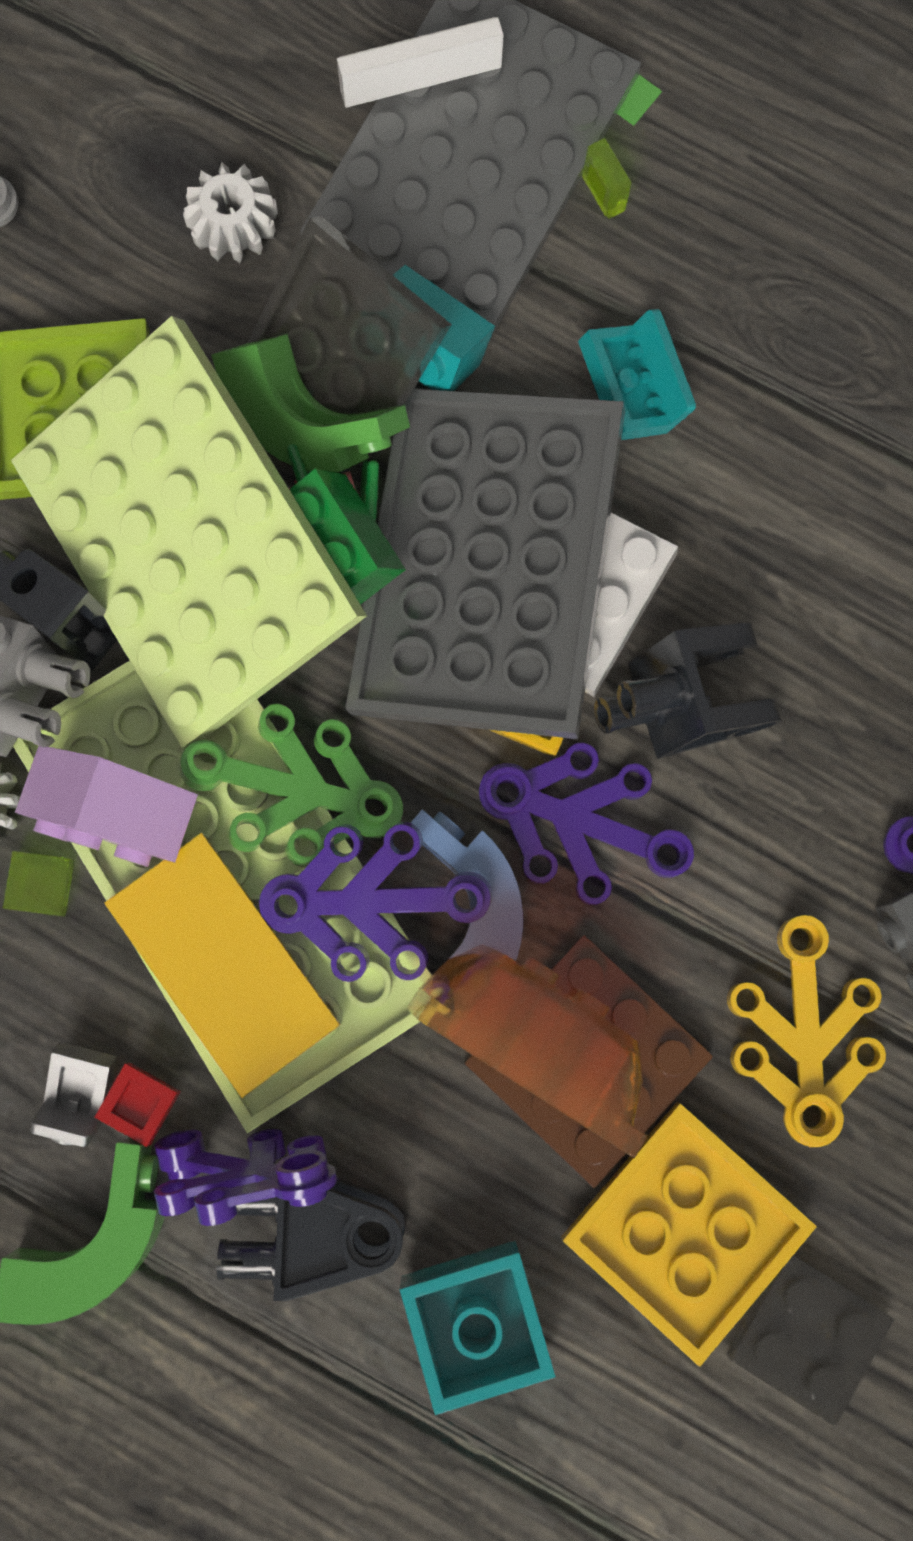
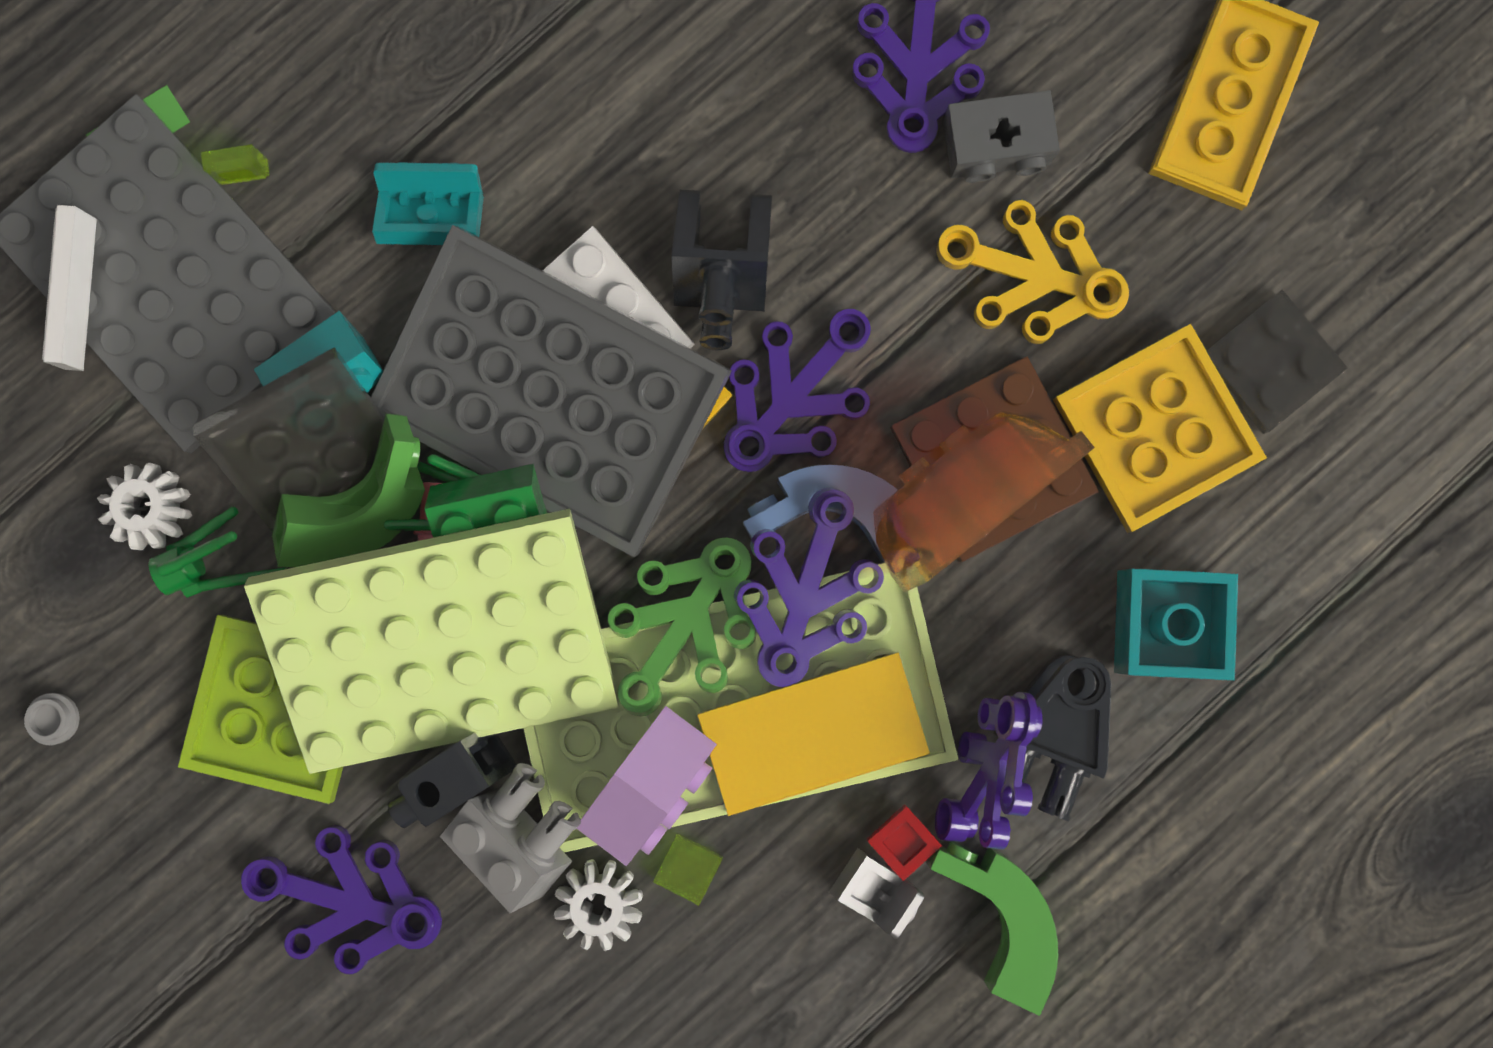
camera: 65 degrees left, 5 degrees up
(186, 271) = (183, 564): none -> green plant

